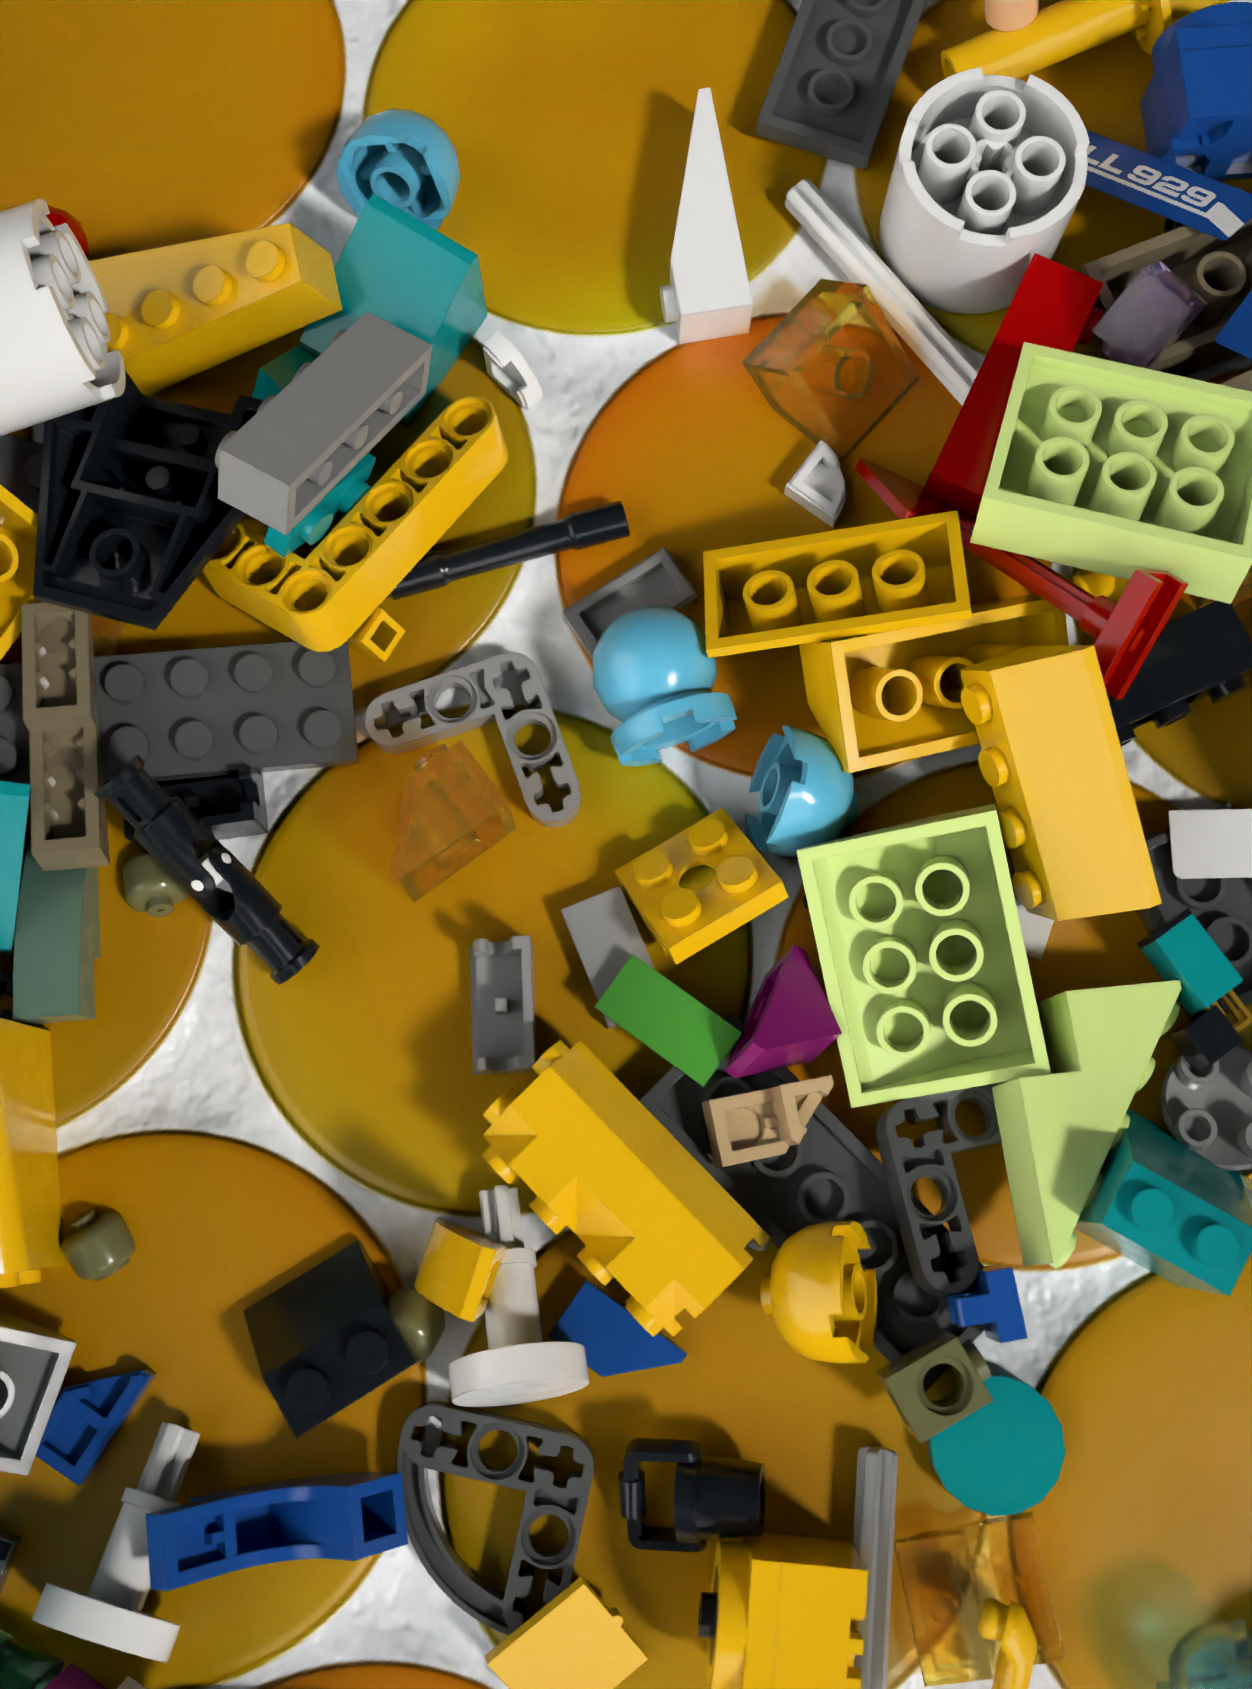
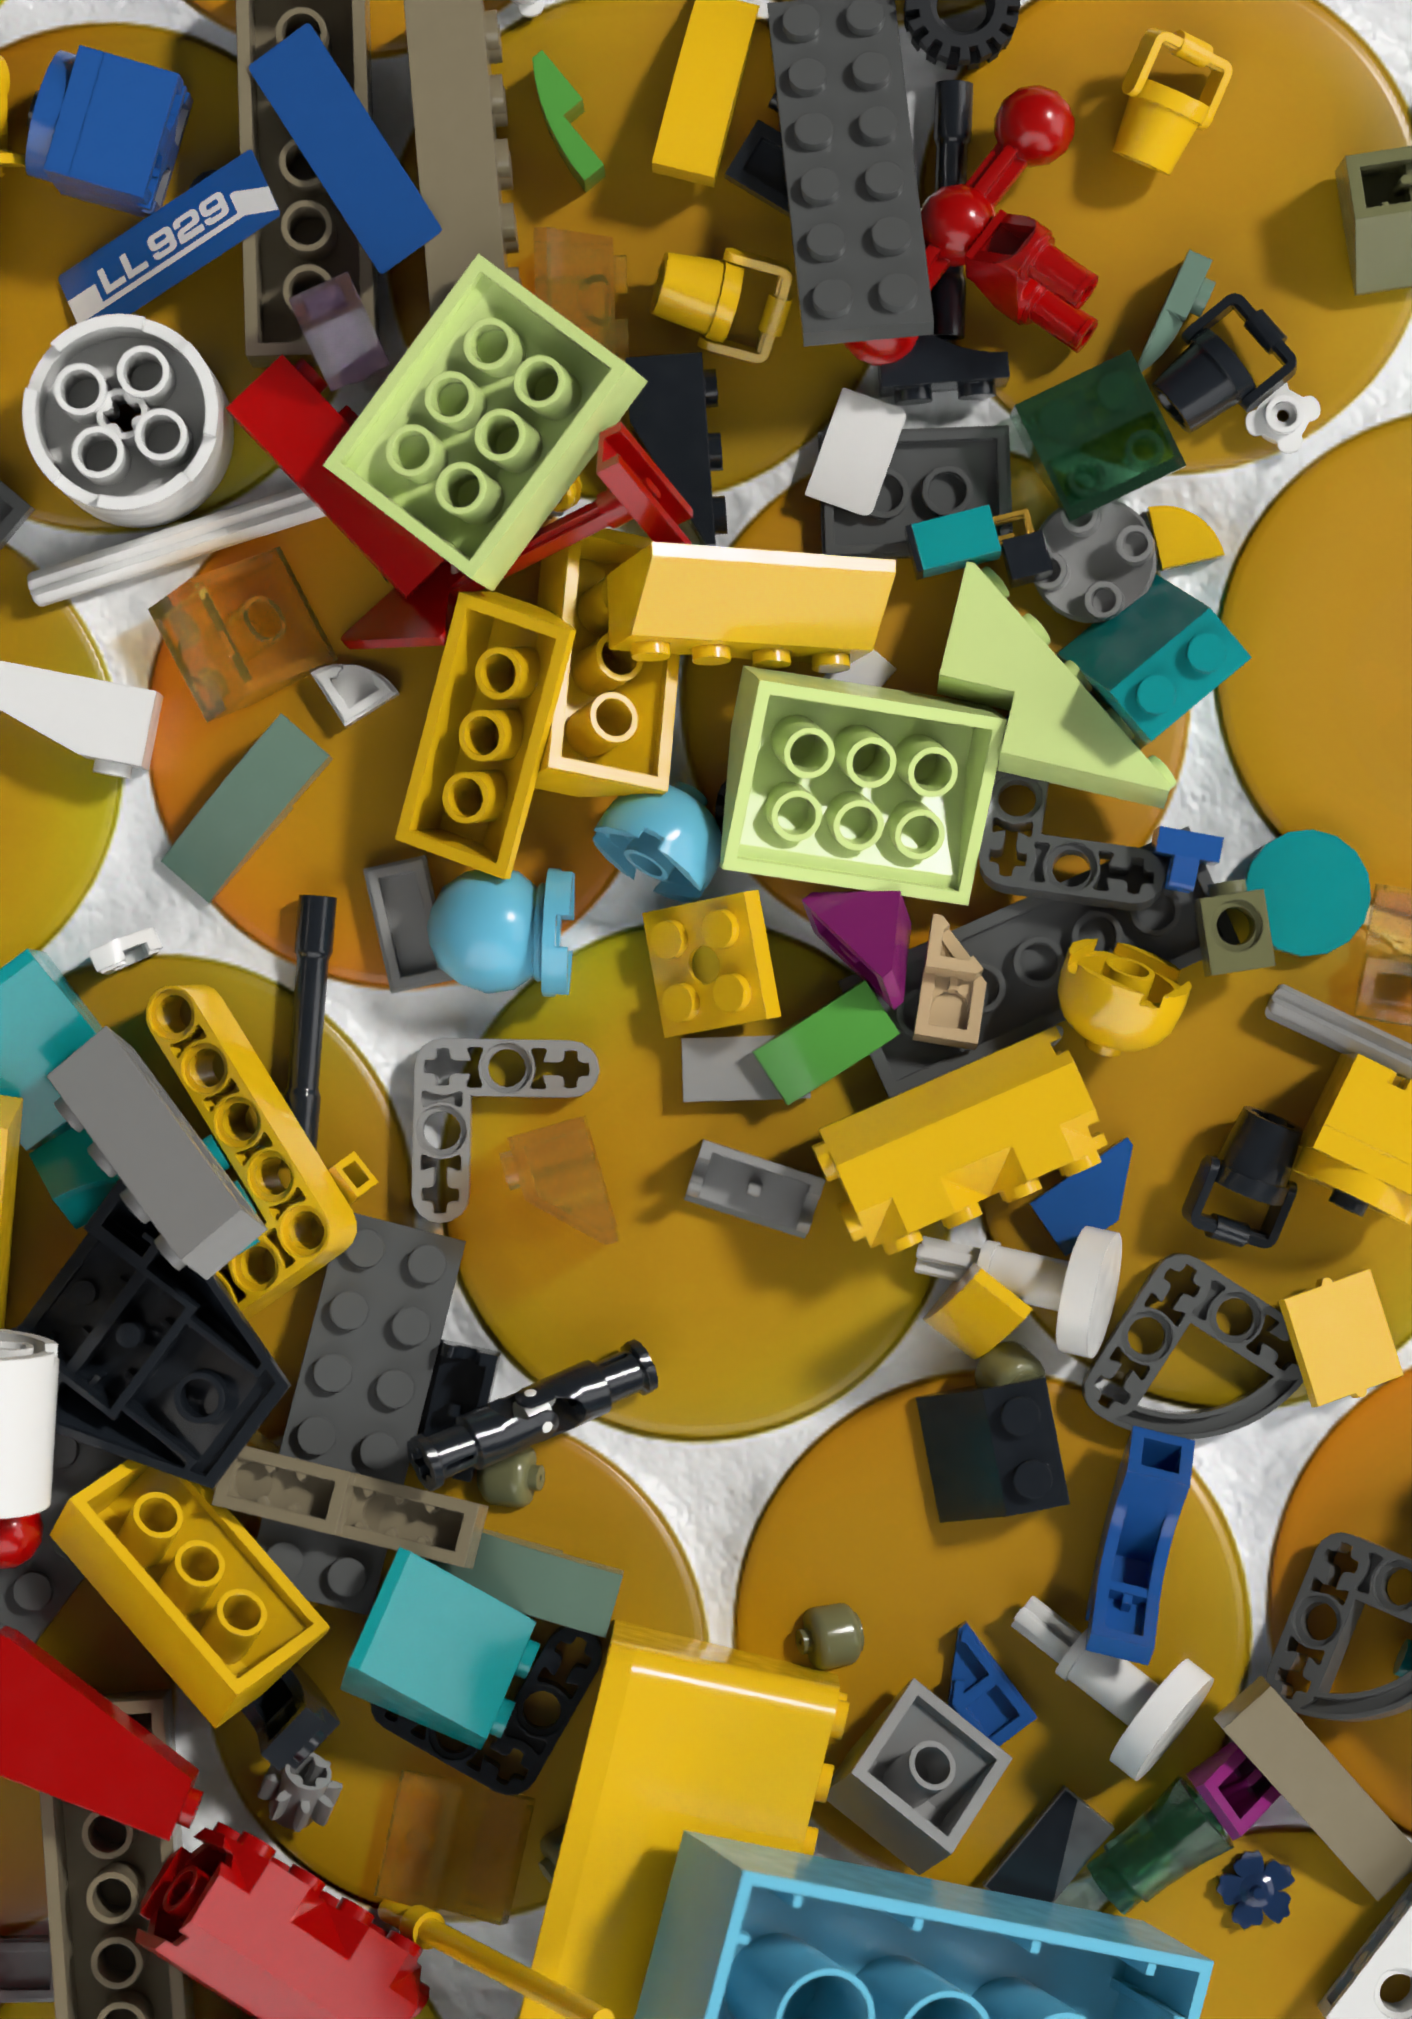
camera: 70 degrees left, 10 degrees up
(682, 426) = (246, 808): none -> sand green slope

